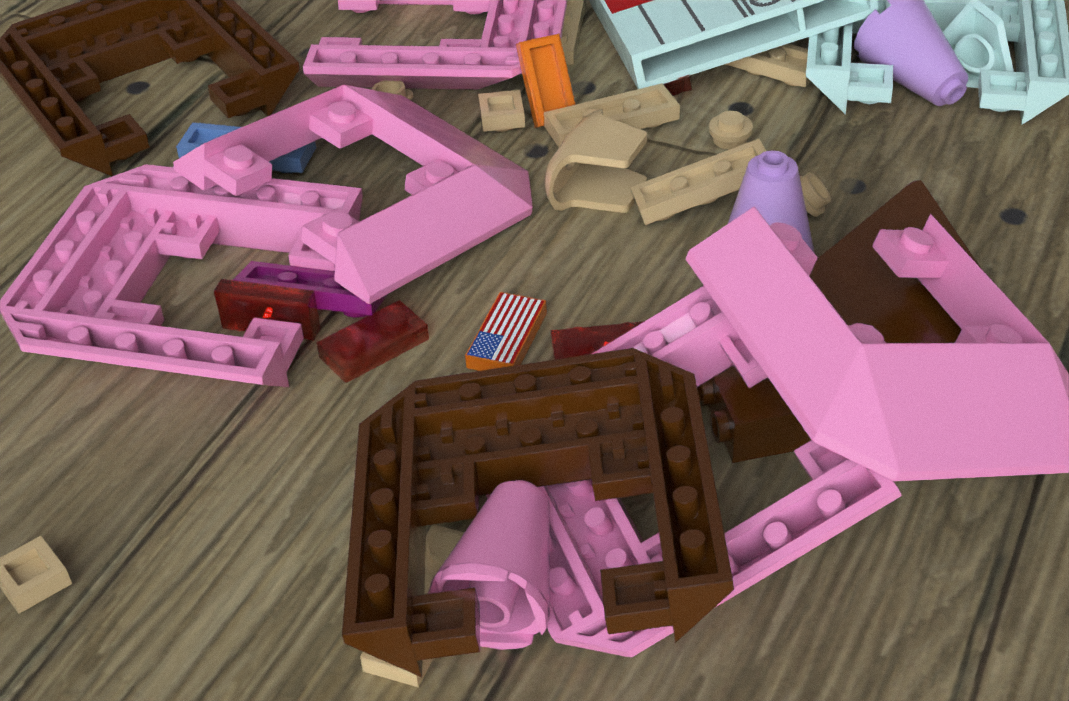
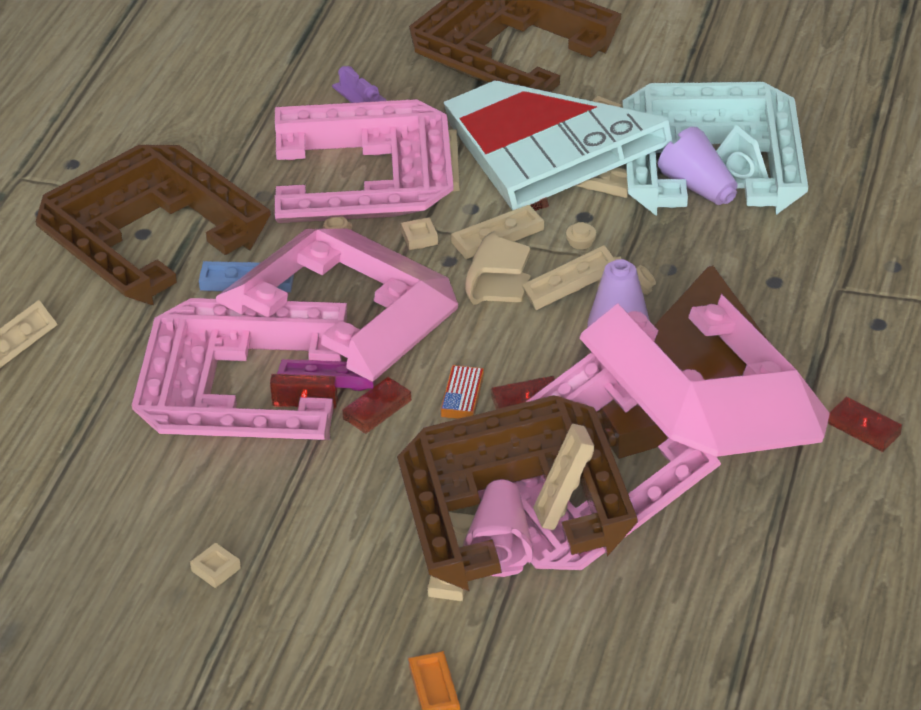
camera: 10 degrees left, 0 degrees up
(545, 76) = (448, 208): orange tile -> none
(621, 487) = (563, 476): none -> tan plate

